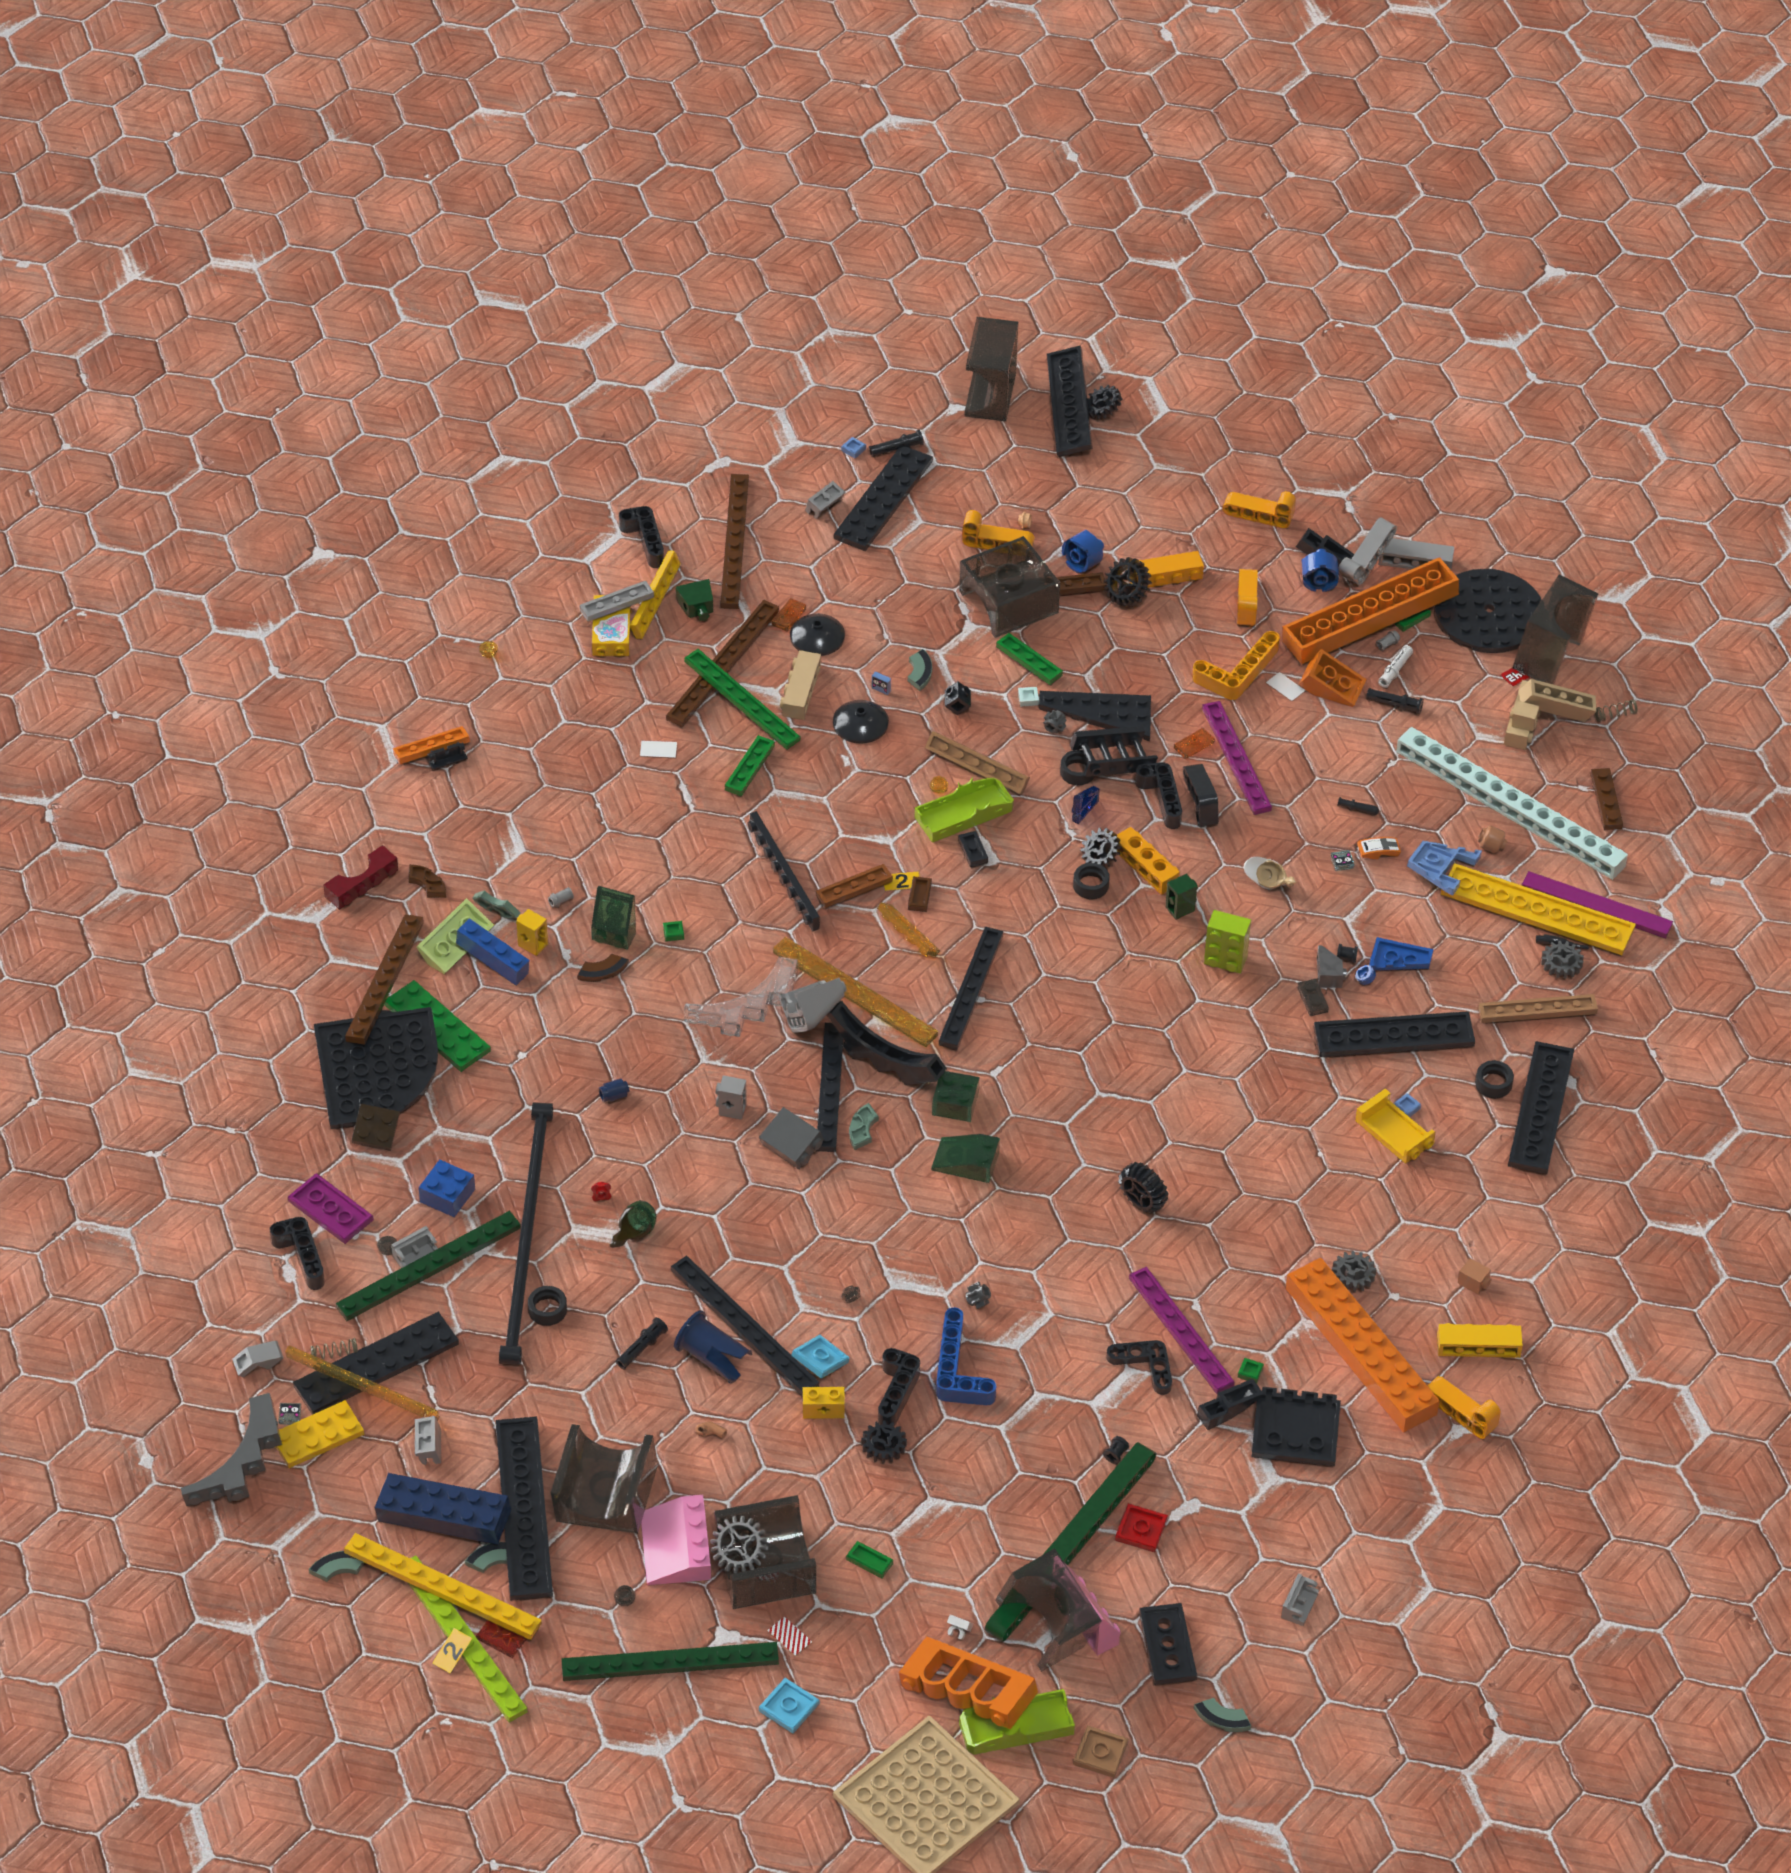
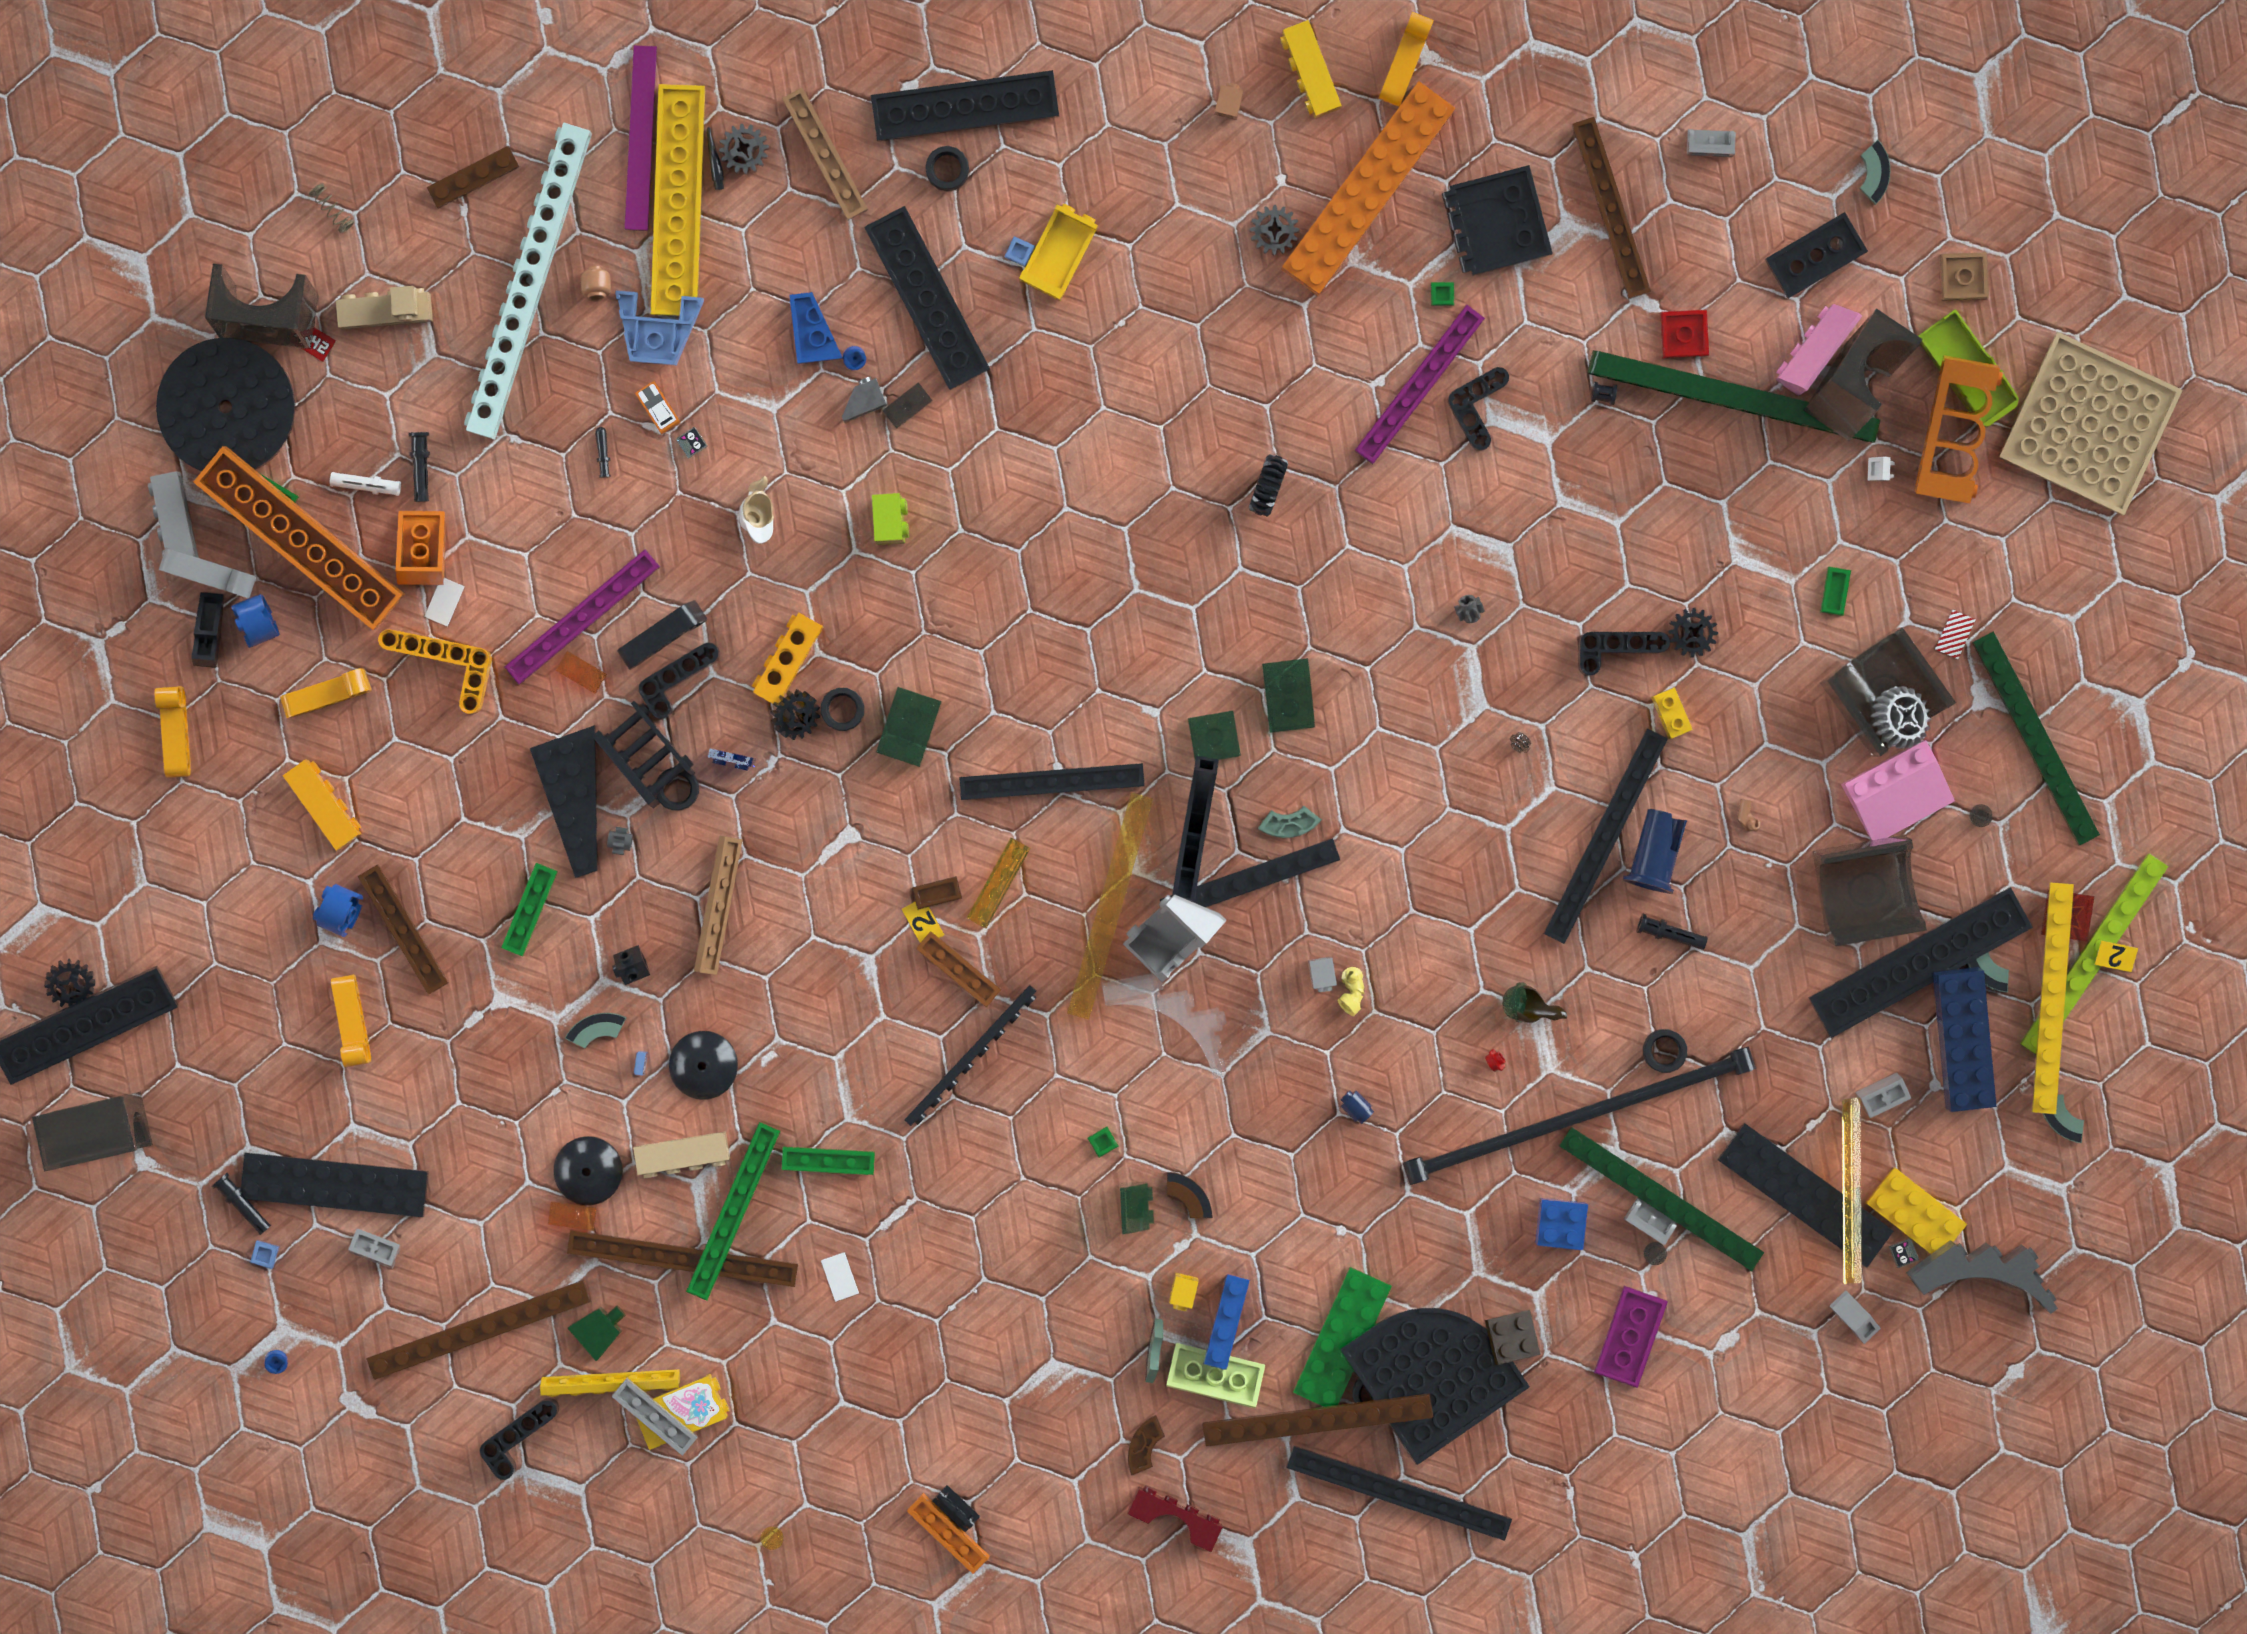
camera: 115 degrees left, 40 degrees up
(296, 1019) = (1399, 1493): none -> black plate
(297, 1233) = (1706, 1334): black beam -> none
(354, 1345) = (1822, 1263): dark tan piece -> none
(560, 897) = (1109, 1286): light grey pin -> none
(698, 1114) = (1353, 981): none -> light yellow arm
(773, 428) = (276, 1361): none -> blue tile
(789, 1705) = (2040, 599): medium azure plate -> none
(791, 1138) = (1347, 886): dark grey brick -> none
(820, 1356) = (1613, 741): medium azure plate -> none
(939, 785) = (767, 935): clear yellow plate -> none
(955, 1387) = (1565, 601): blue beam -> none
(964, 808) = (792, 891): lime piece -> none
(973, 849) = (849, 859): black plate -> none
(1012, 585) = (436, 971): clear smoke piece -> none
(1025, 520) = (305, 1001): light nougat plate -> none
(1028, 696) = (586, 888): light aqua tile -> none
(1057, 913) = (909, 727): none -> clear green brick
(1120, 594) = (375, 833): black gear -> none
(1181, 896) = (833, 596): dark green brick -> none
(1229, 1404) = (1500, 297): black slope -> none
(1273, 1509) = (1611, 208): none -> reddish brown plate
(1347, 953) = (832, 388): black bush -> none
(1391, 638) = (326, 506): light grey pin -> none
(1559, 700) = (362, 272): tan brick -> none

